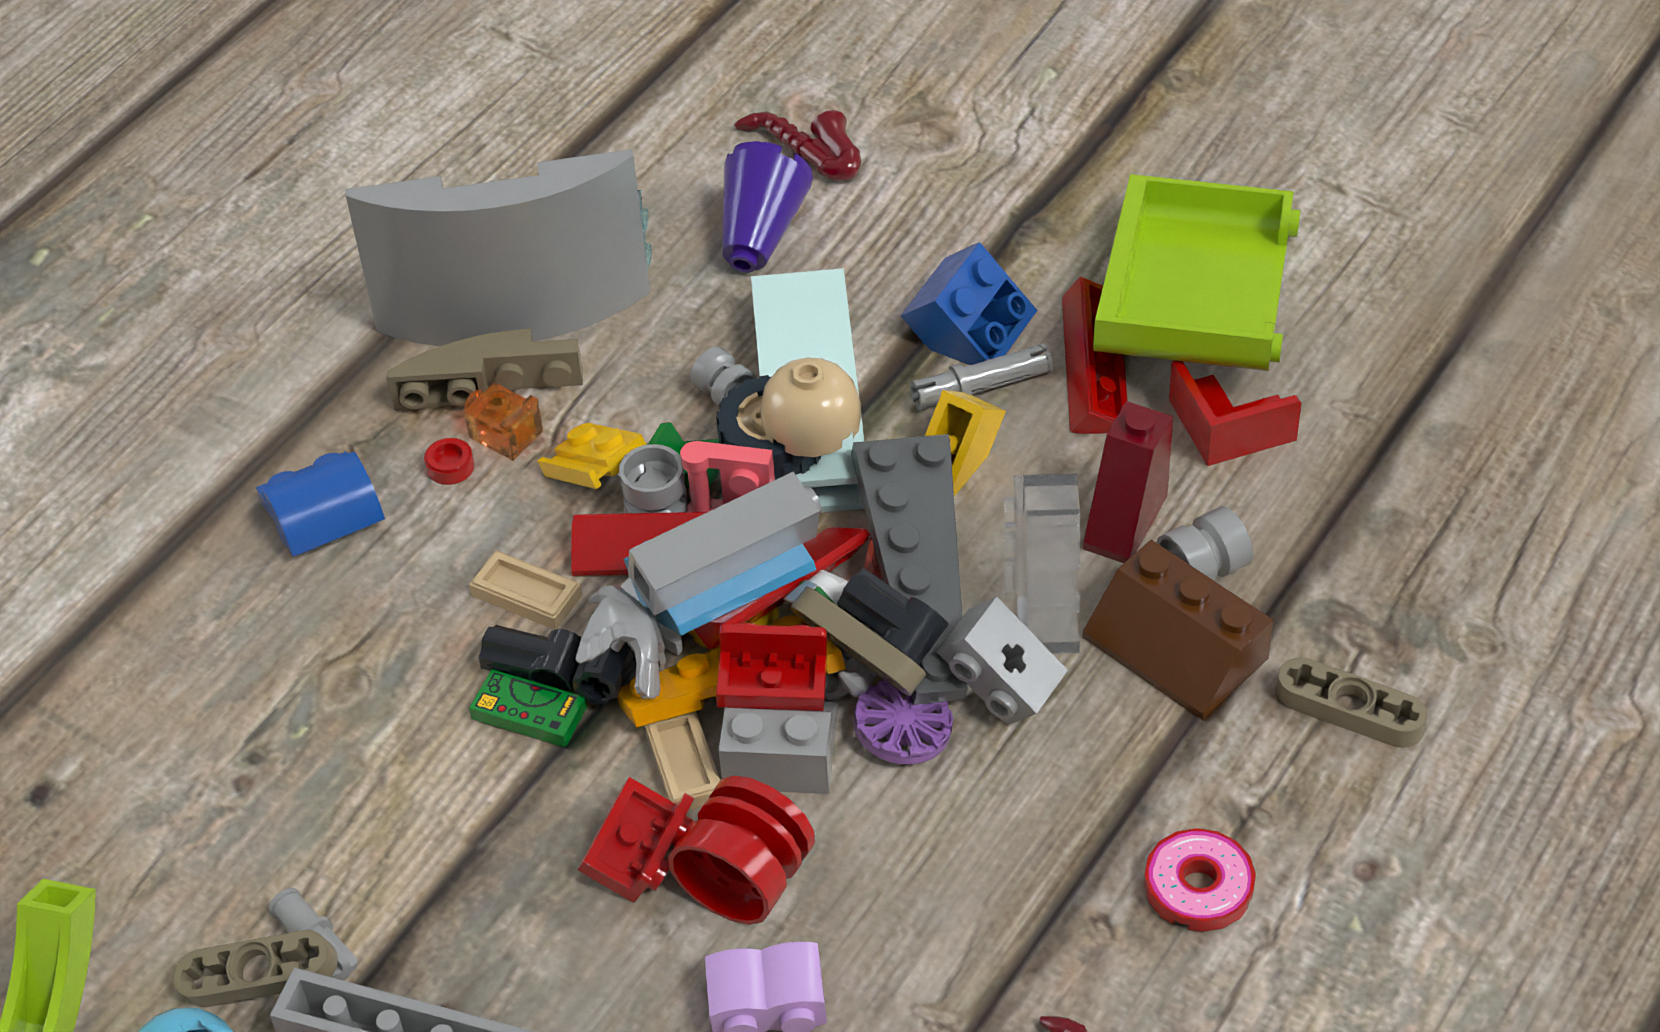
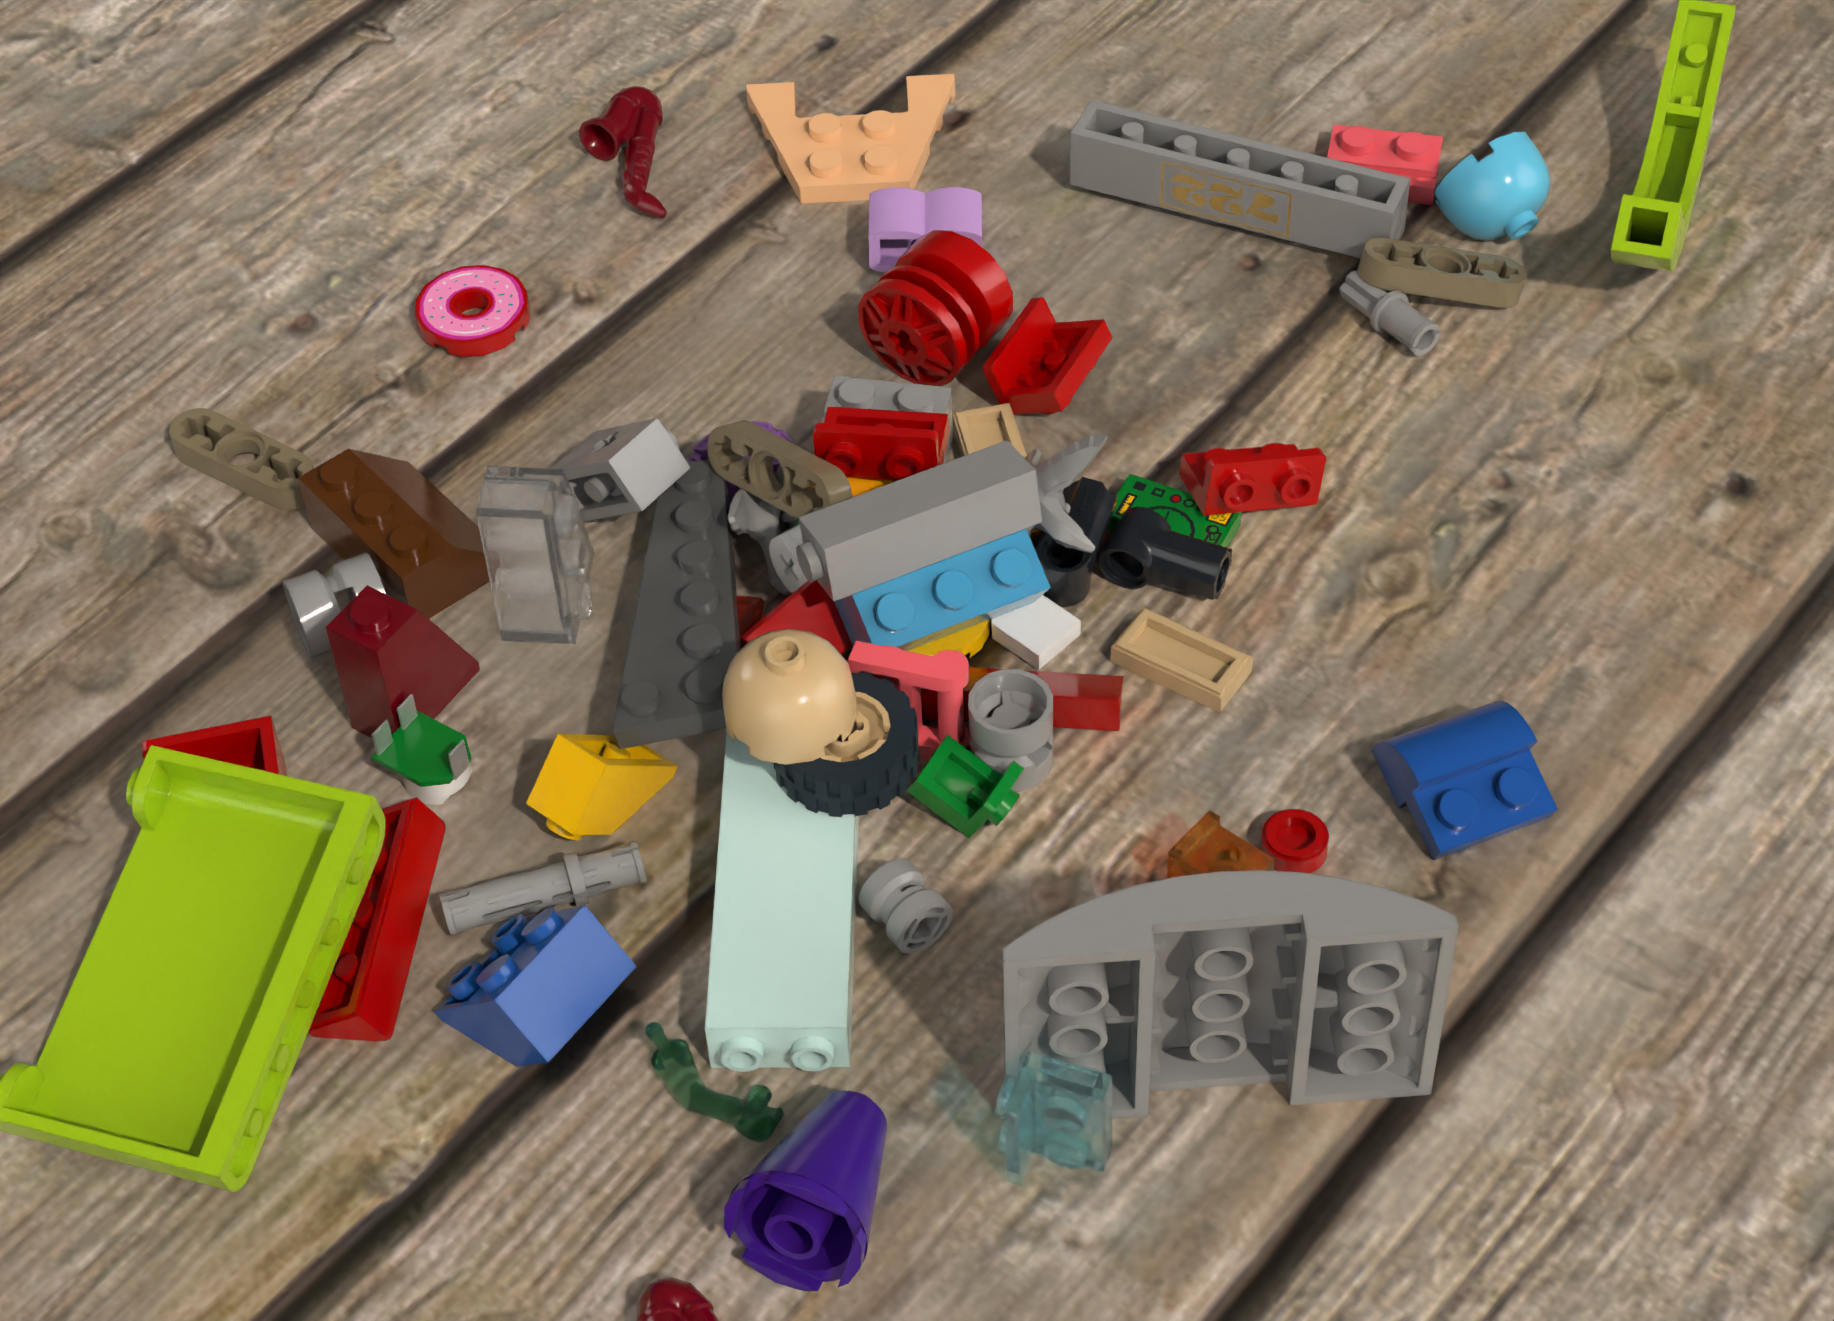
camera: 175 degrees left, 0 degrees up
(456, 727) = (1253, 478): none -> red bracket
(590, 454) = (1092, 791): yellow plate -> none
(864, 288) = (679, 1072): none -> clear green piece
(900, 621) = (733, 474): black piece -> none
(1082, 451) = (424, 753): none -> green piece

